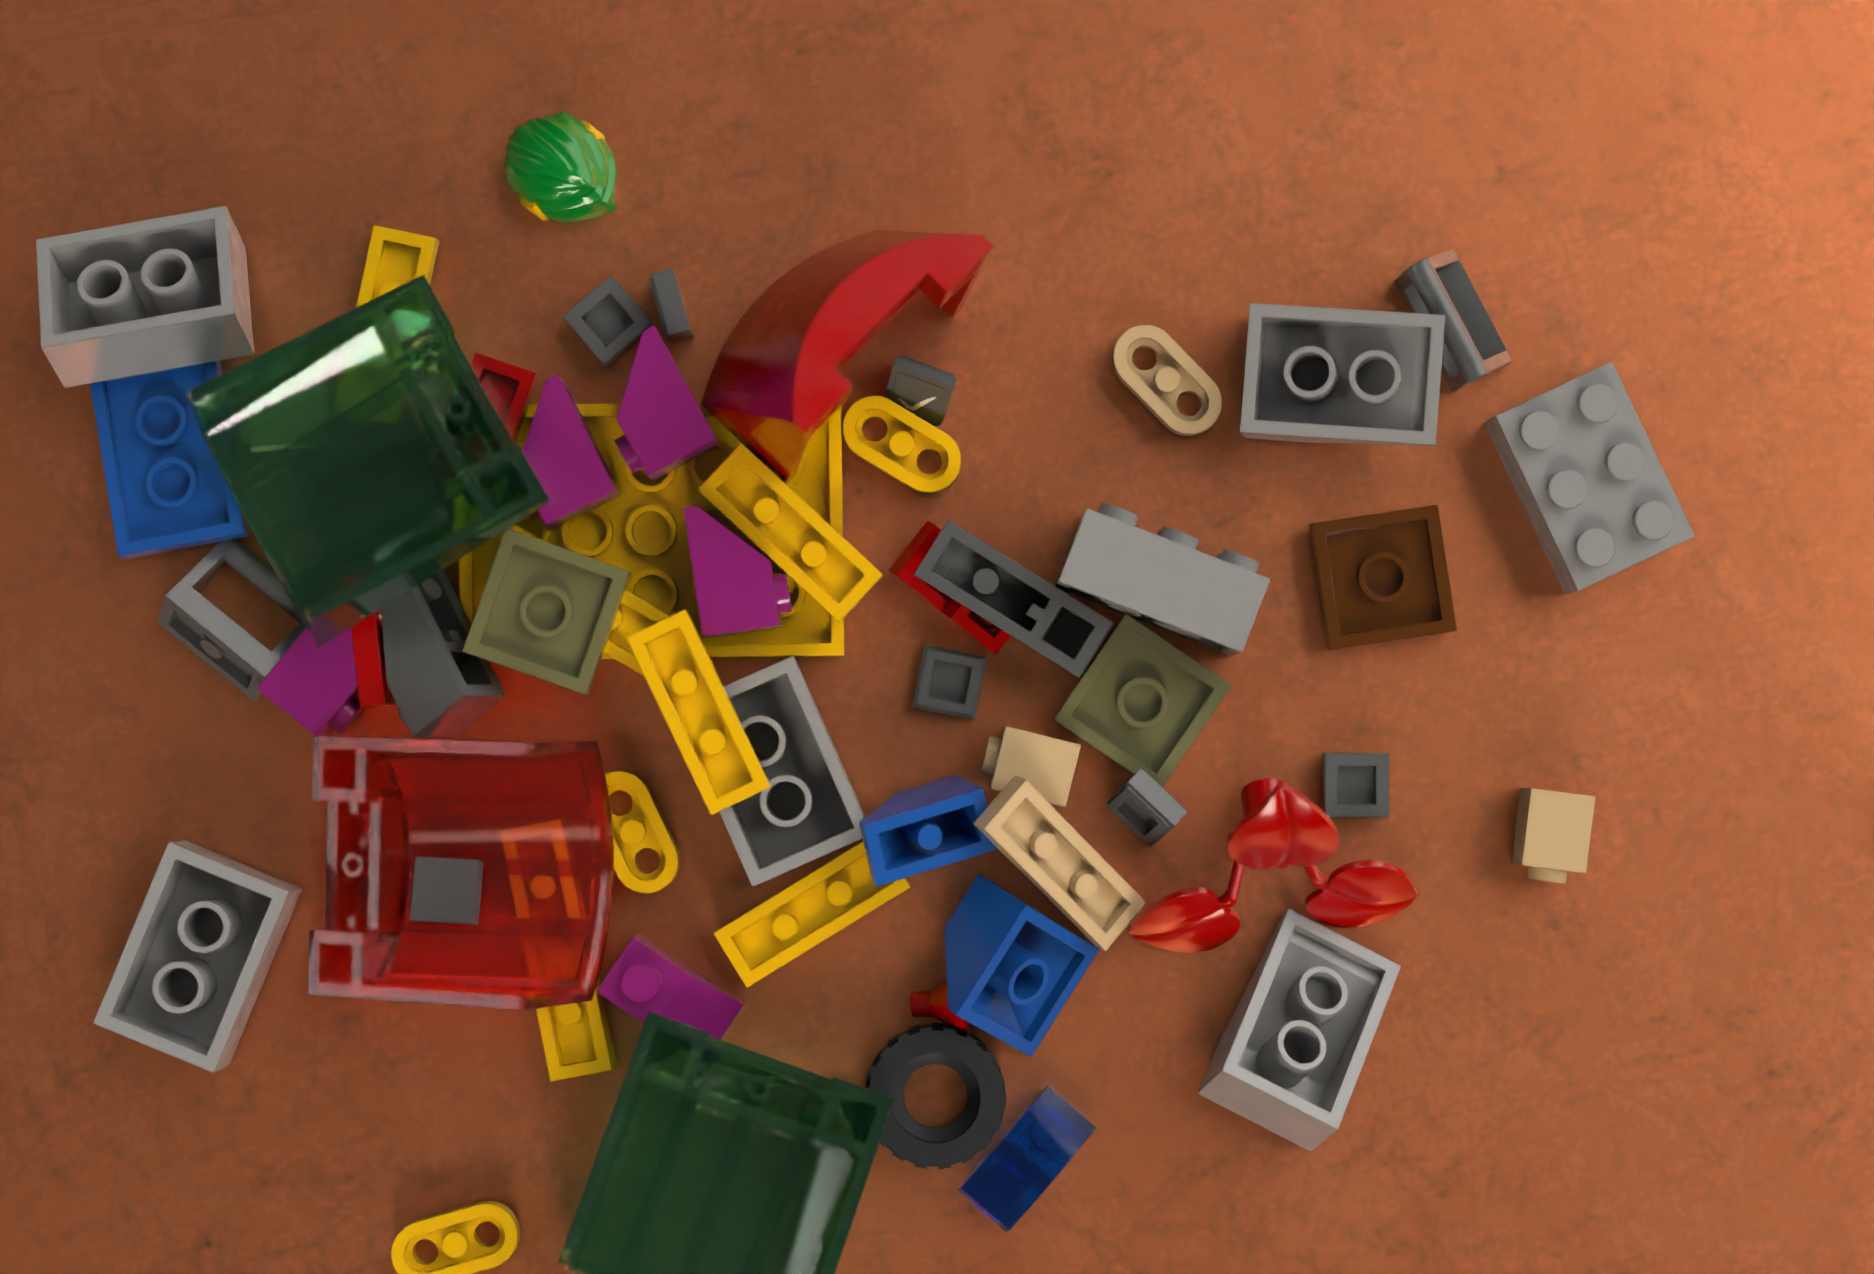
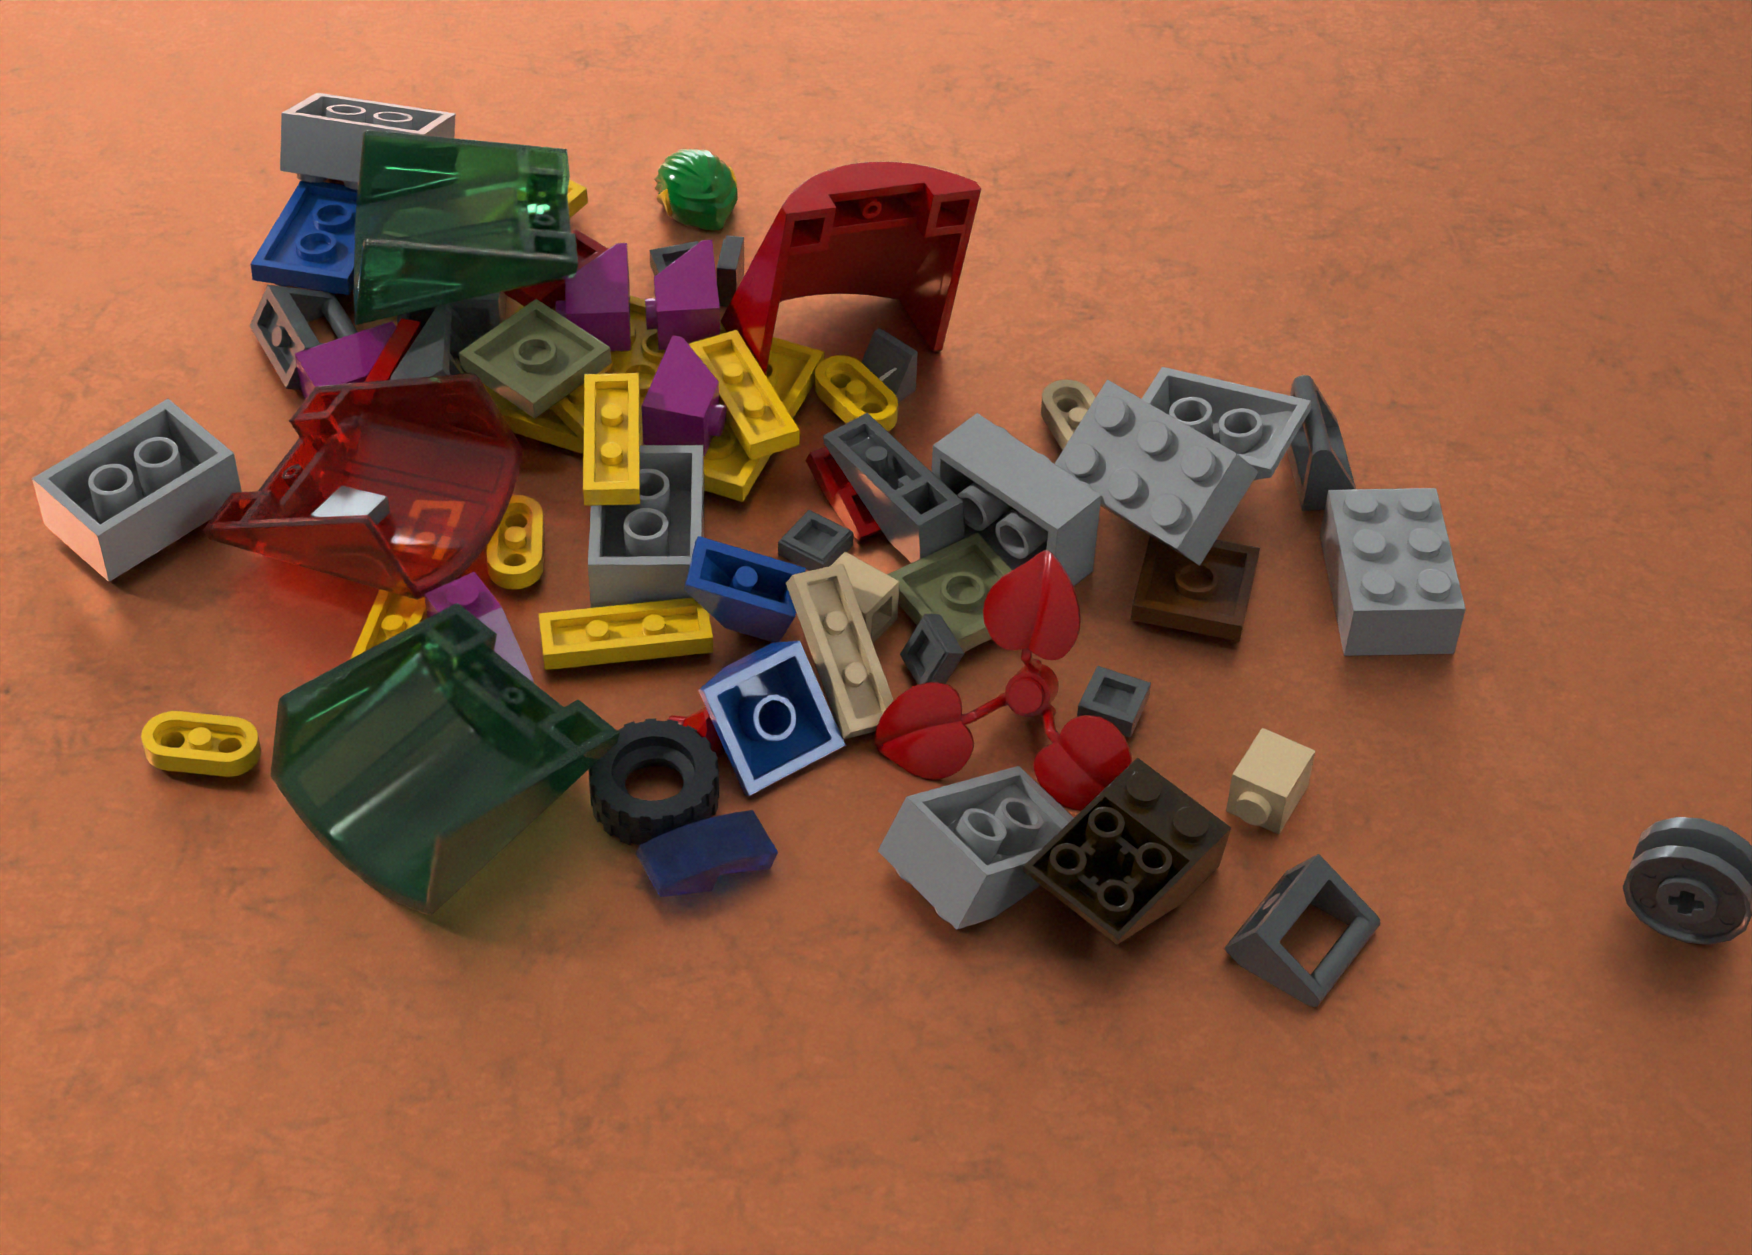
camera: 25 degrees right, 40 degrees down
(1307, 498) = (1156, 471): none -> light grey brick
(1451, 1014) = (1131, 853): none -> dark brown slope
(1618, 995) = (1258, 940): none -> dark grey tile

